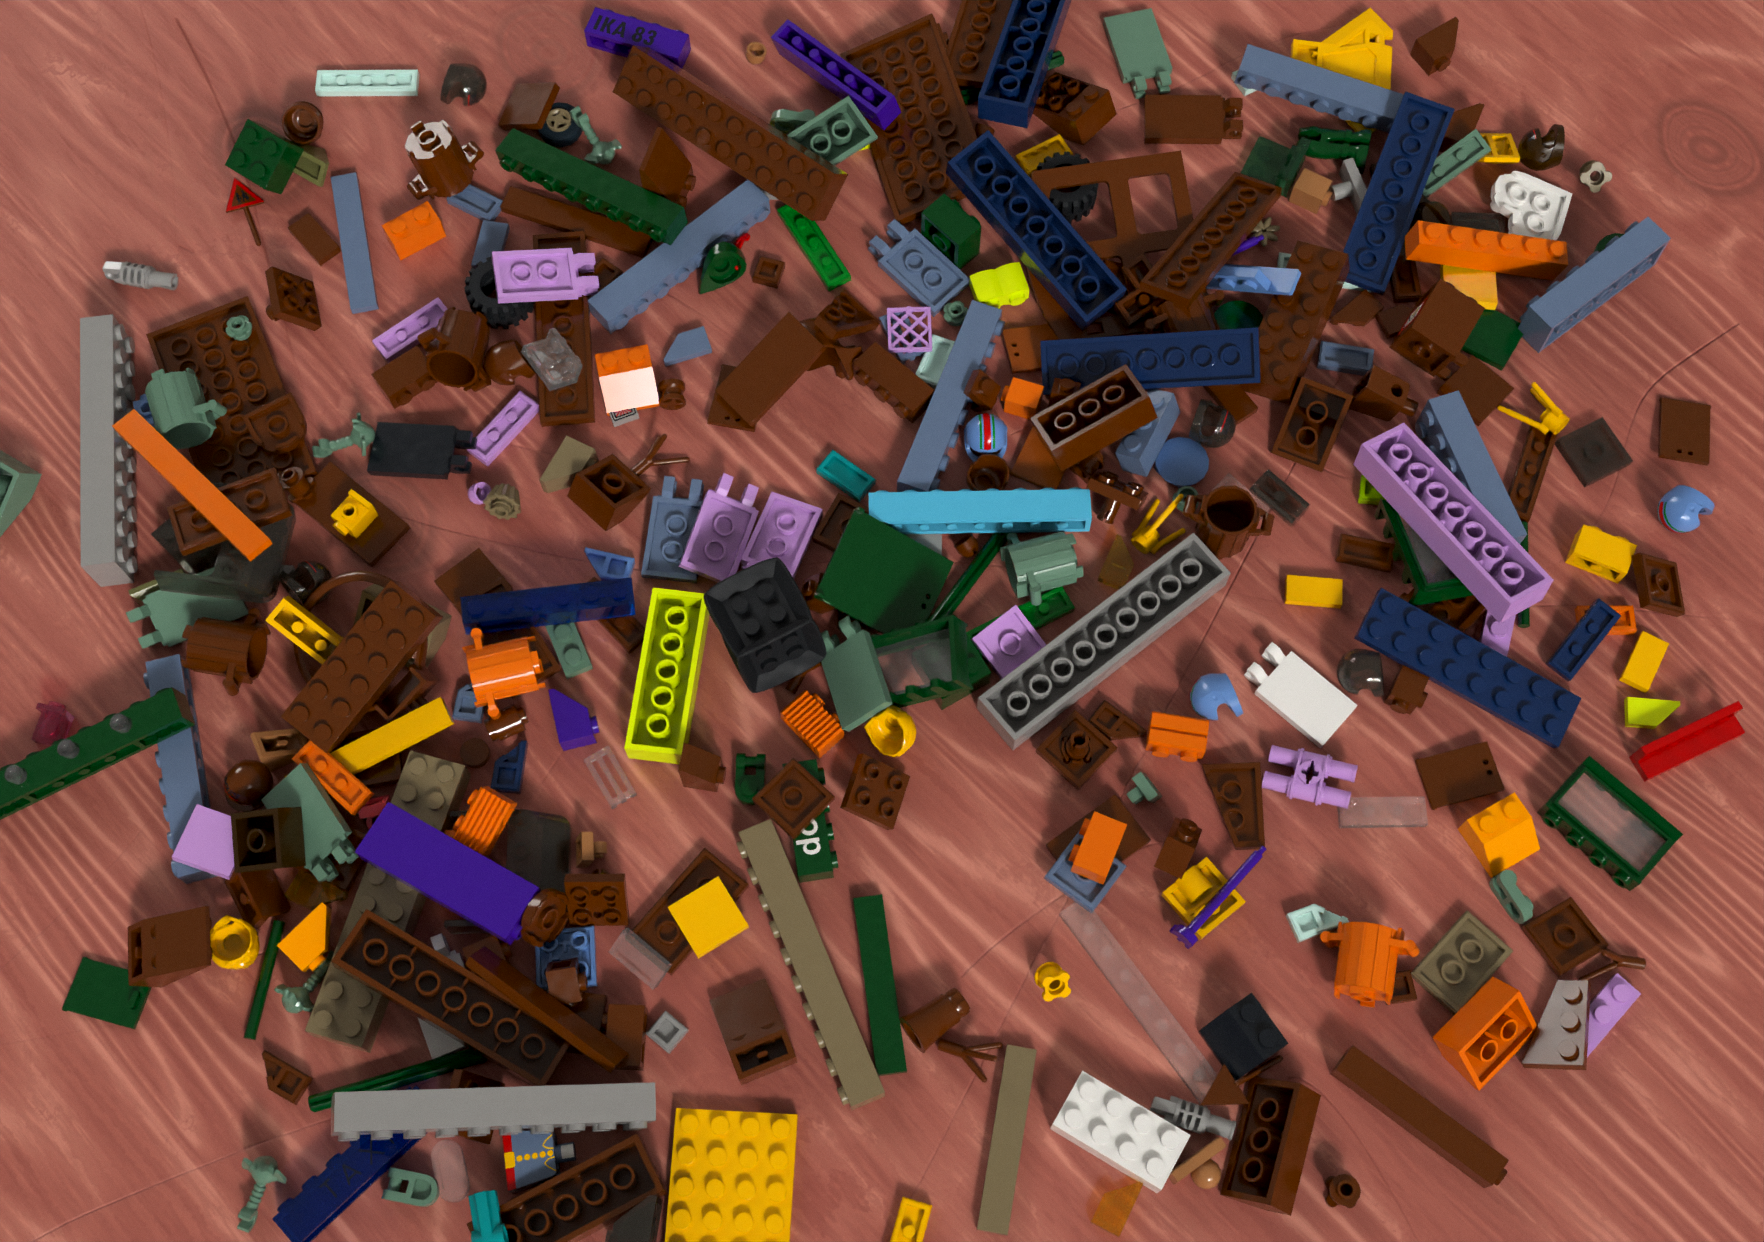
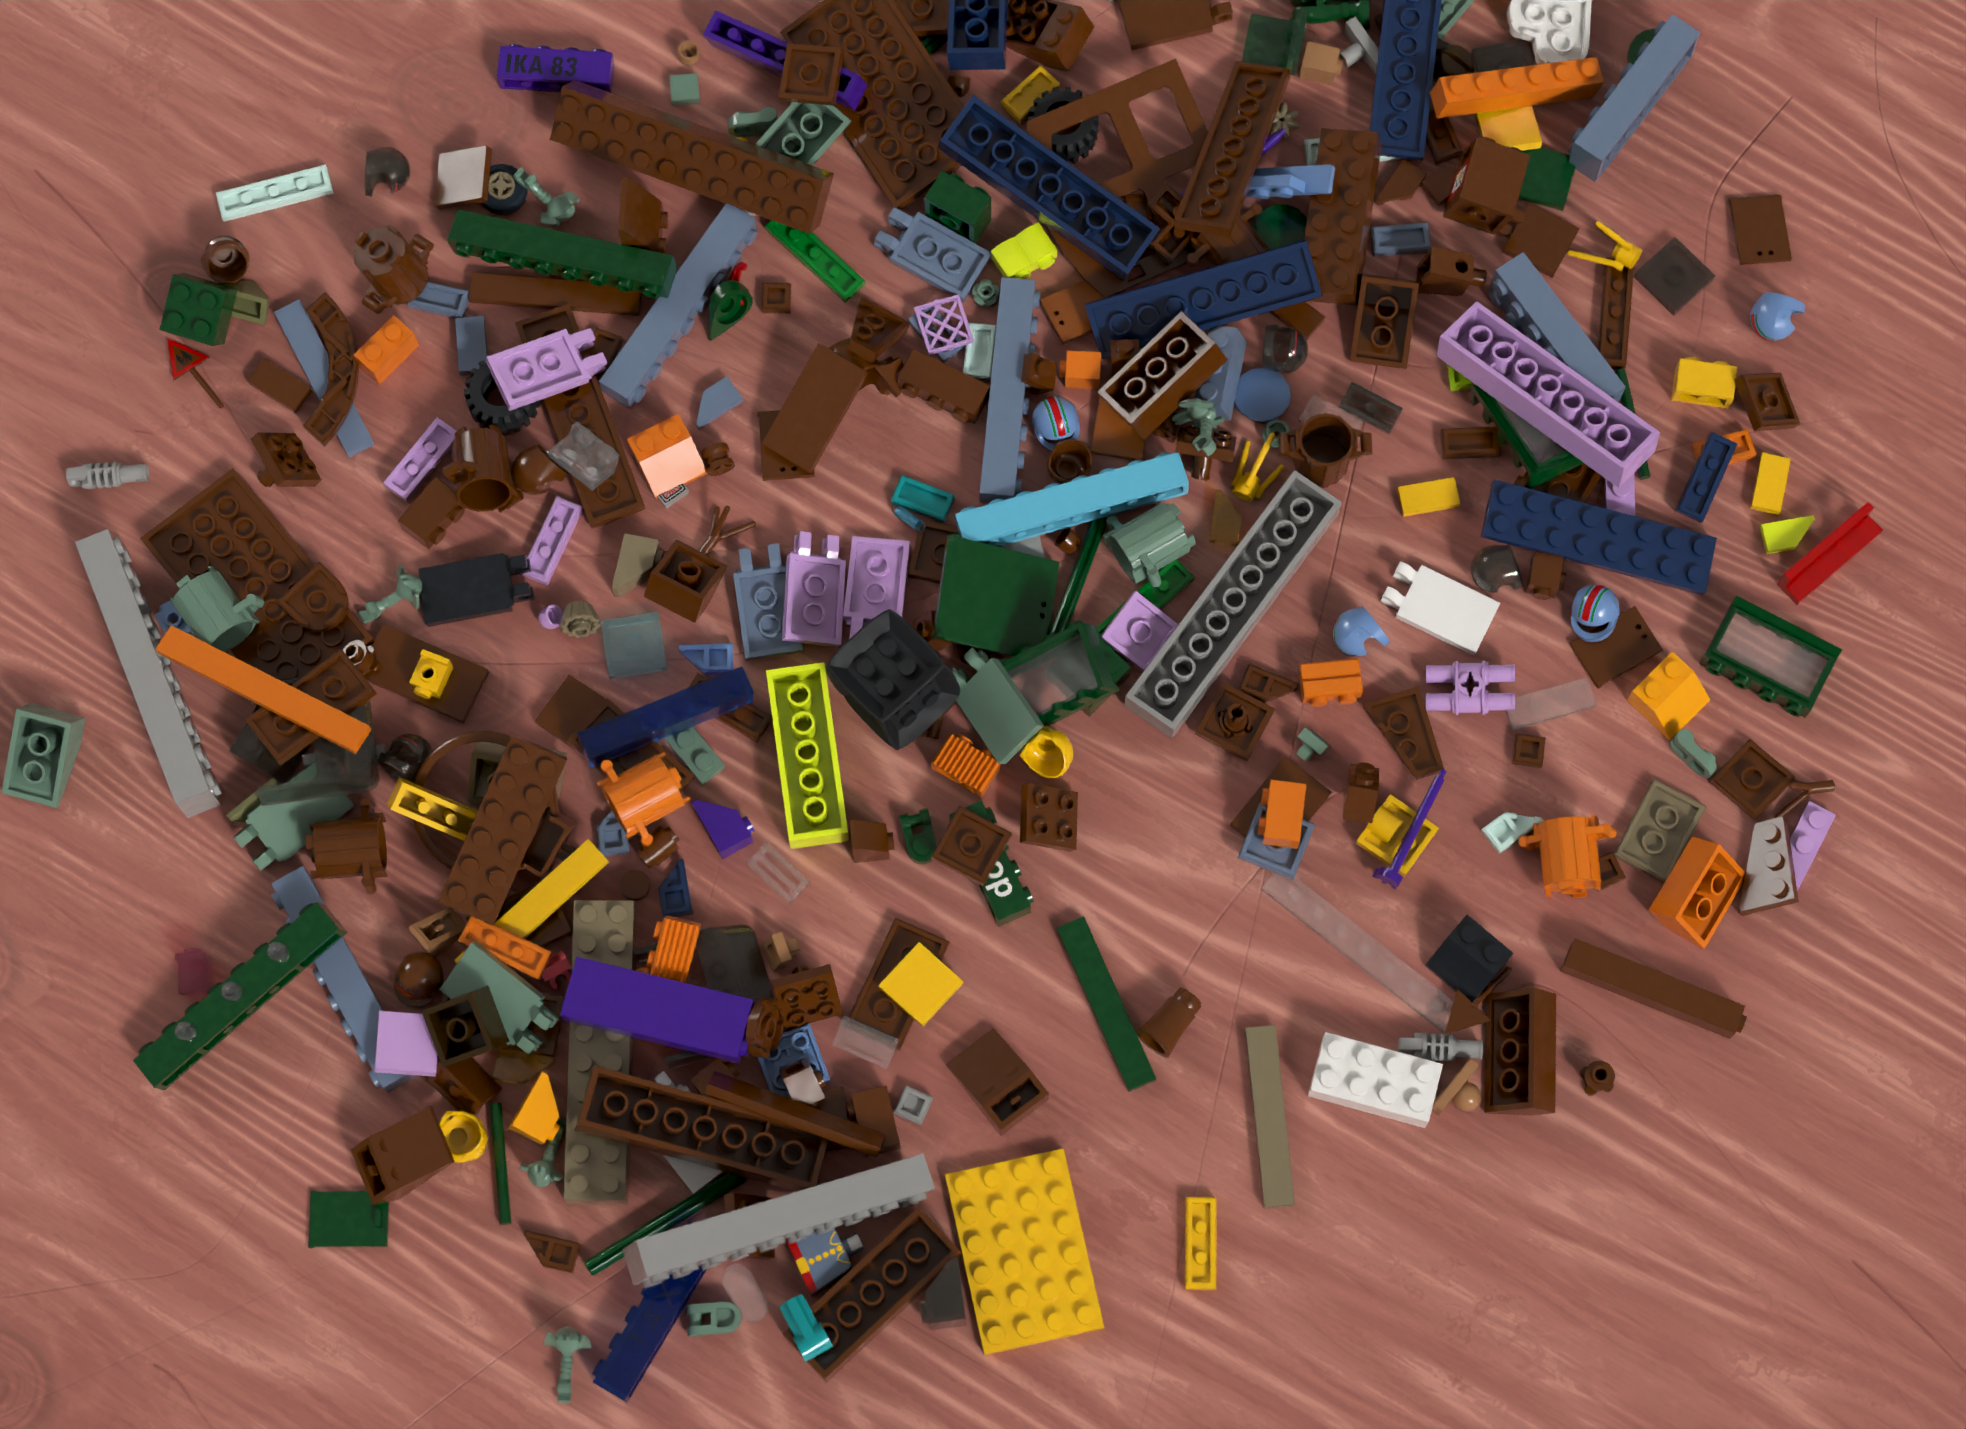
camera: 15 degrees left, 5 degrees up
(242, 332) = (241, 512): sand green plate -> none
(369, 240) = (342, 372): none -> reddish brown tile
(545, 537) = (634, 645): none -> clear light blue tile
(743, 82) = (684, 89): none -> sand green tile
(811, 964) = (1033, 1001): dark tan brick -> none
(827, 488) = (908, 517): none -> medium azure piece
(852, 86) = (811, 74): none -> reddish brown tile
(972, 1051) = (1207, 1046): reddish brown plant -> none
(1052, 980) = (1273, 954): yellow brick -> none
(1115, 1208) = (1389, 1152): clear yellow tile -> none
(1122, 462) = (1204, 417): none -> sand green piece
(1351, 851) = (1528, 750): none -> reddish brown tile
(1447, 731) = (1594, 607): none -> medium blue helmet

